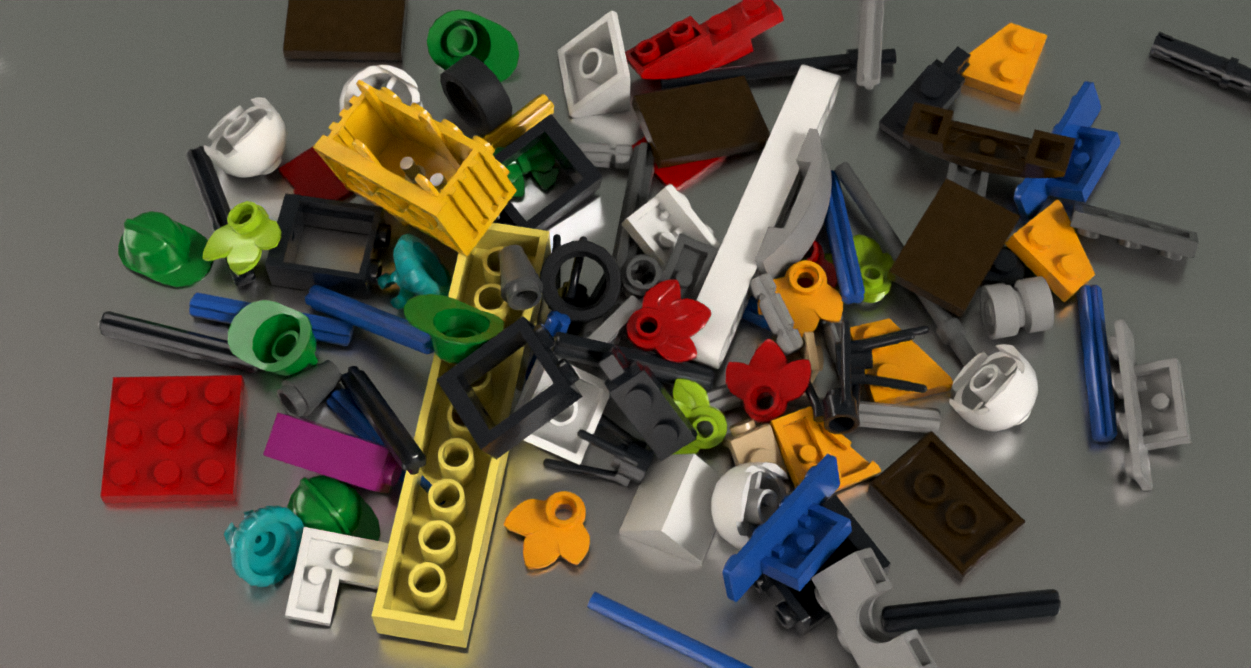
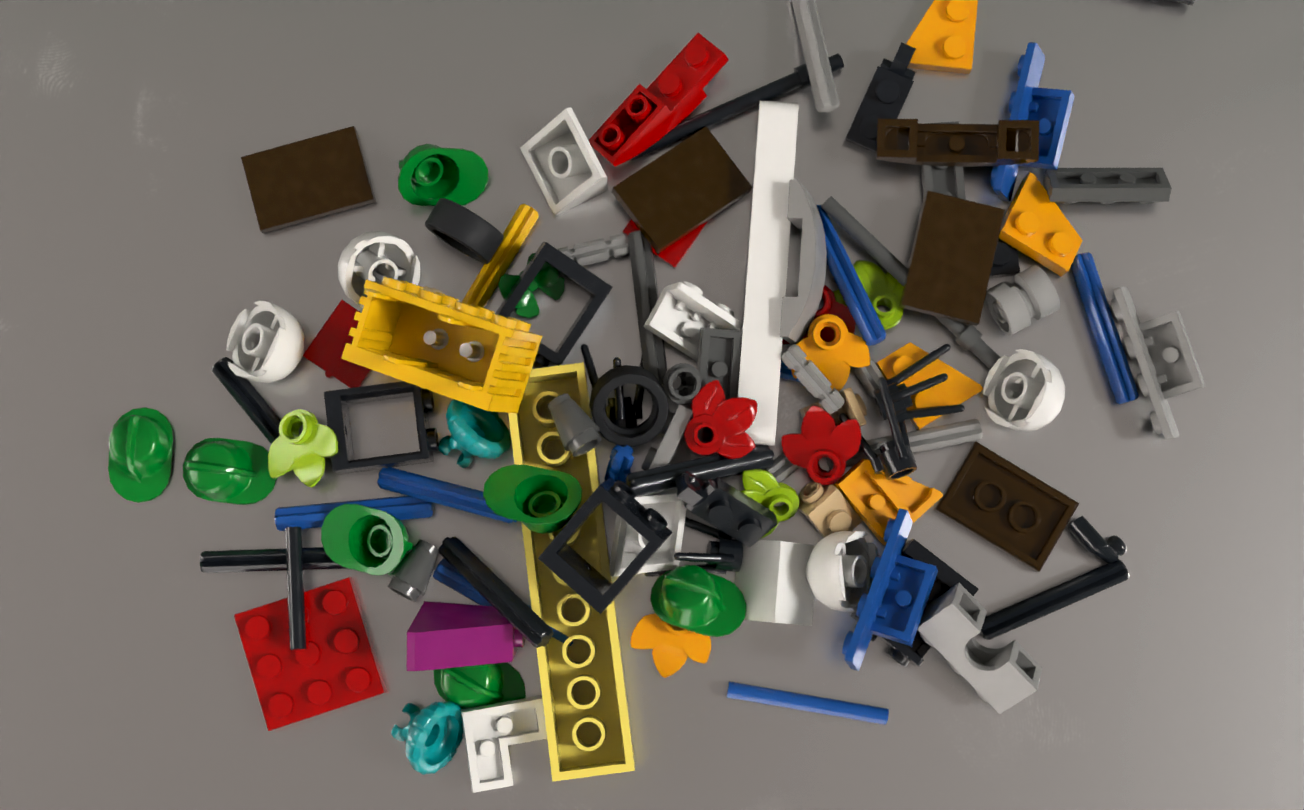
camera: 15 degrees left, 20 degrees up
(85, 211) = (140, 454): none -> green piece
(184, 365) = (295, 588): none -> black bar
(588, 494) = (698, 601): none -> green piece
(1033, 566) = (1094, 542): none -> black arm

